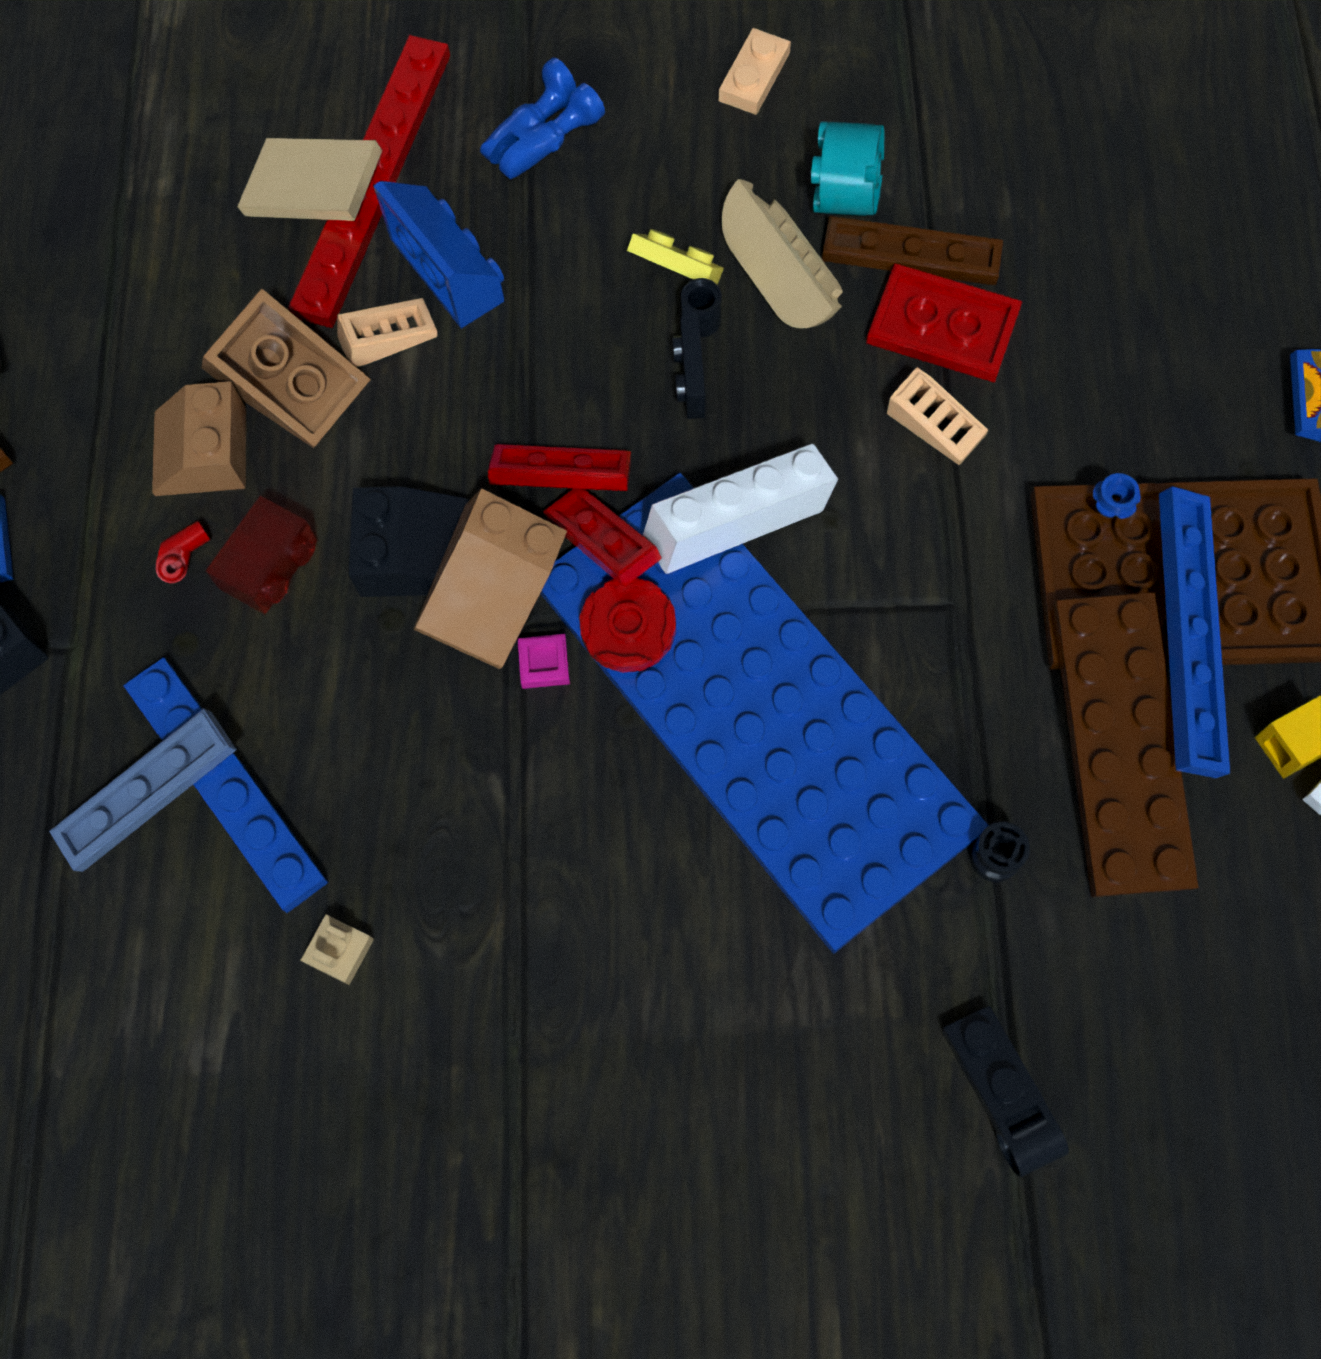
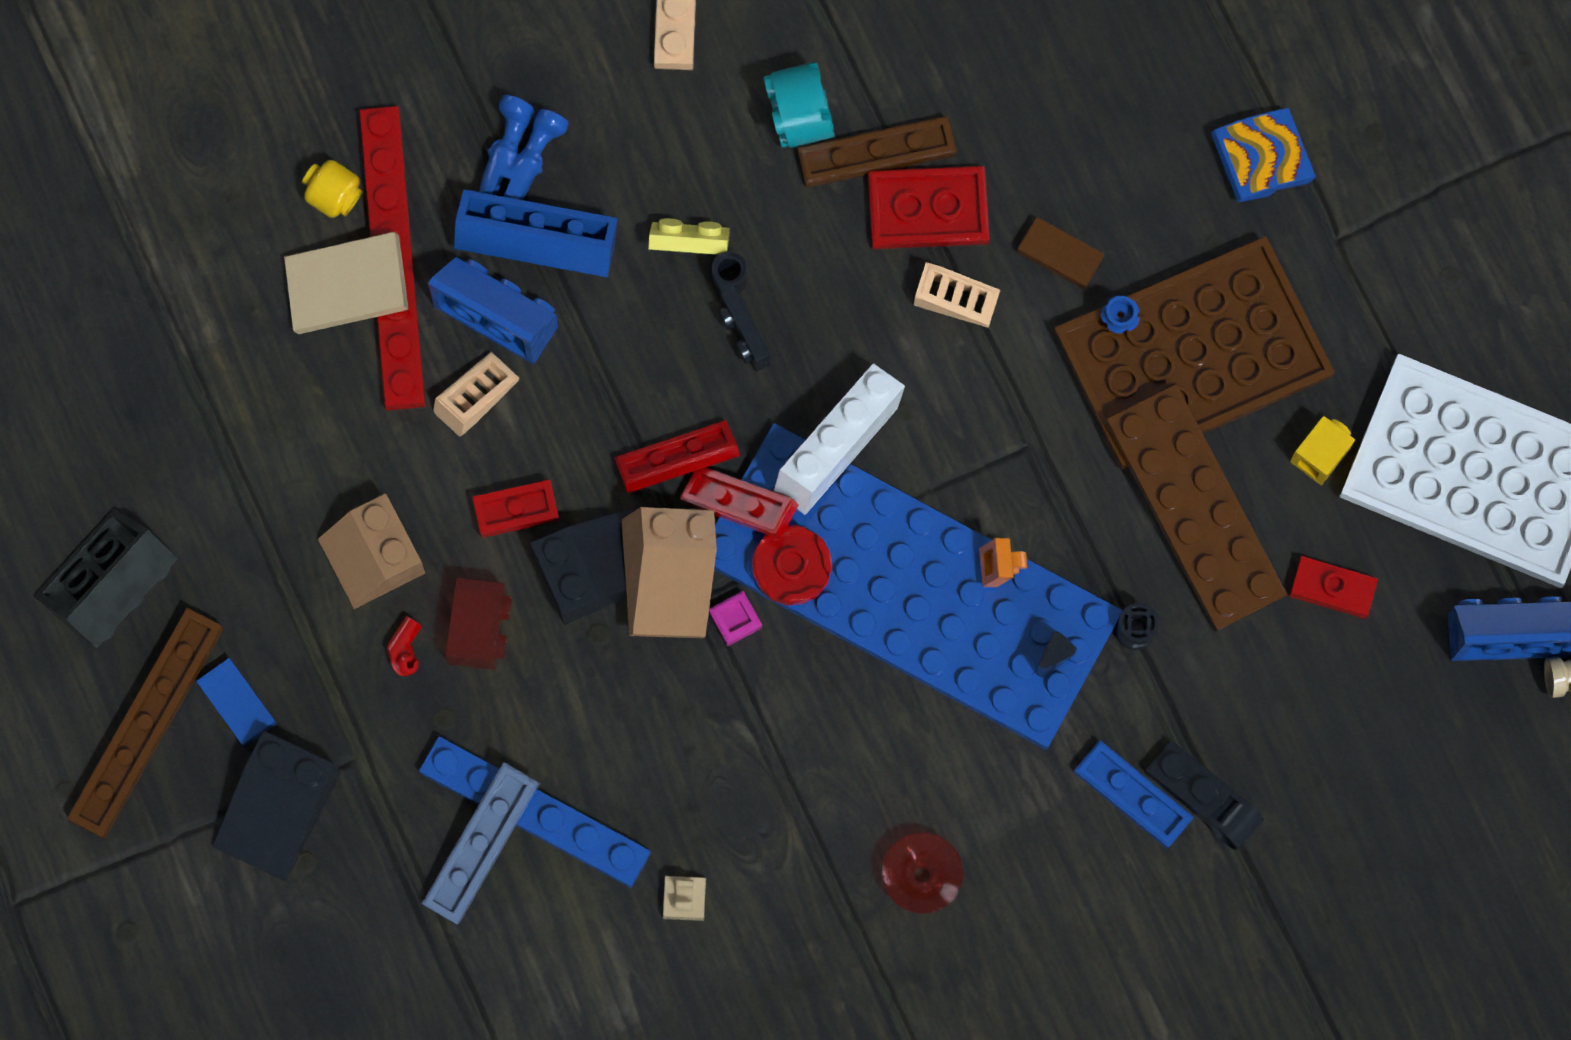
camera: 30 degrees left, 5 degrees up
(284, 369) = (412, 462): medium nougat slope -> none
(343, 91) = (331, 188): none -> yellow head
(366, 456) = (515, 508): none -> red plate
(519, 195) = (535, 233): none -> blue brick
(616, 1011) = (928, 853): none -> clear red dish
(779, 259) = (774, 205): tan brick -> none
(865, 712) = (999, 562): none -> orange tile
(887, 843) = (1056, 653): none -> black slope
(917, 1053) = (1133, 794): none -> blue tile
(1071, 417) = (1060, 253): none -> reddish brown tile
(1193, 634) = (1215, 402): blue plate -> none
(1259, 903) = (1333, 587): none -> red plate

